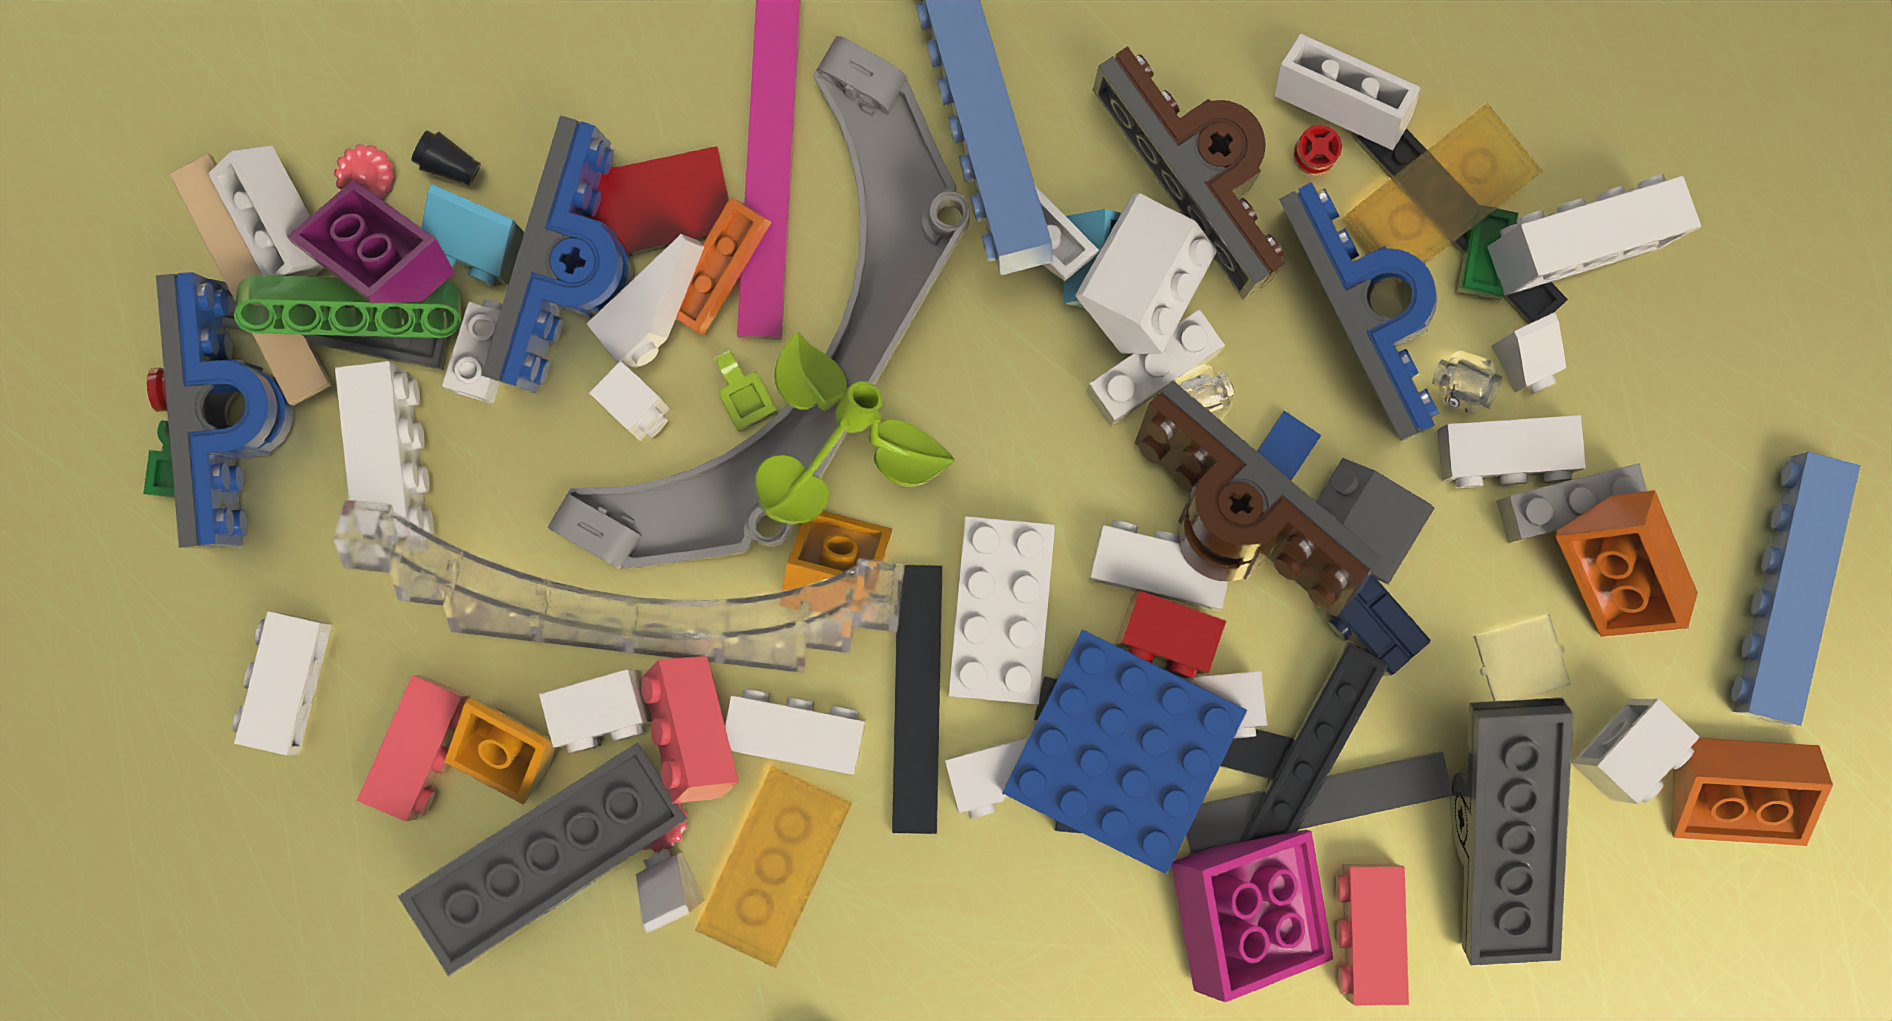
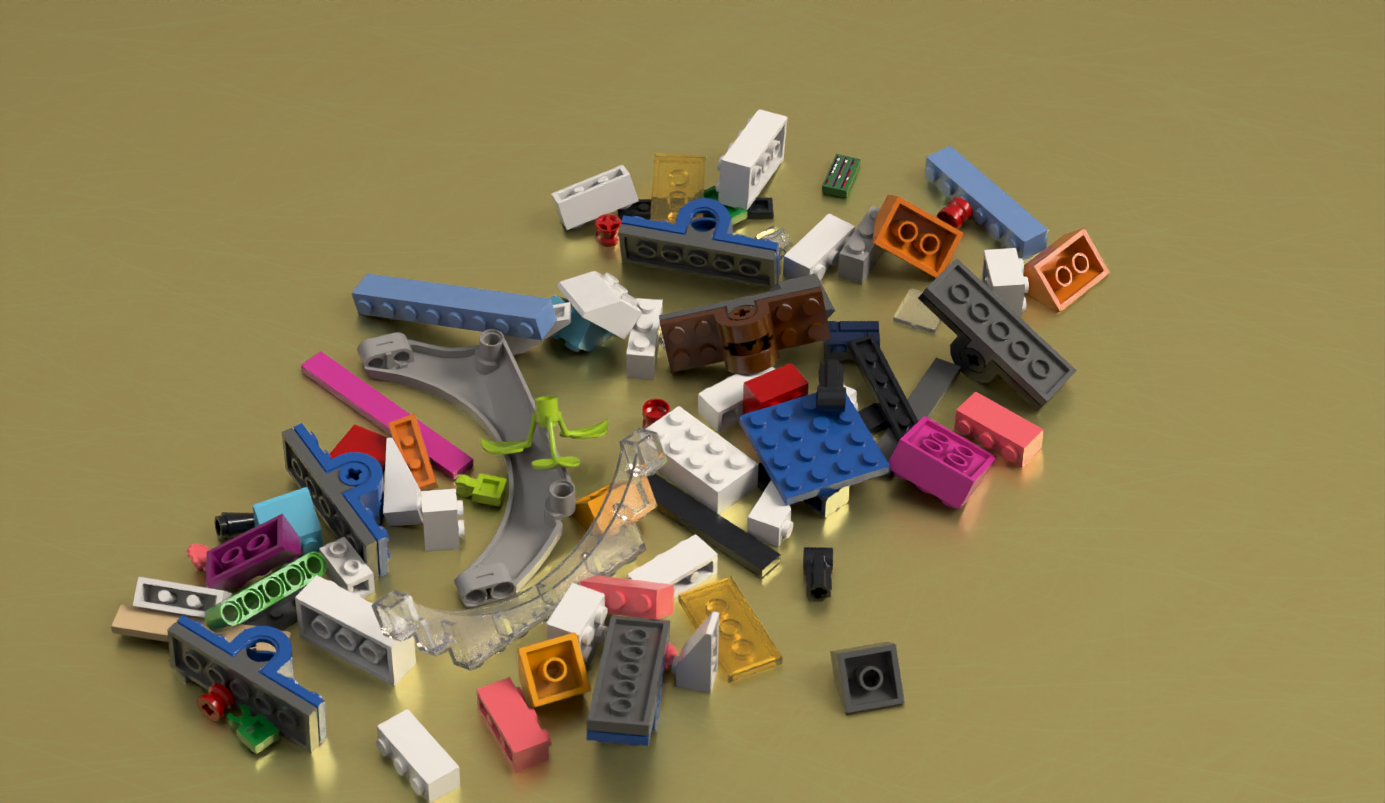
camera: 50 degrees left, 40 degrees down
(953, 895) = (818, 570): none -> black piece
(1035, 491) = (653, 411): none -> red wheel
(1199, 162) = (565, 252): piece -> none
(1201, 726) = (830, 392): none -> black piece
(1532, 354) = (783, 211): white slope -> none
(1690, 353) = (841, 175): none -> tile
(1736, 567) = (956, 212): none -> red wheel

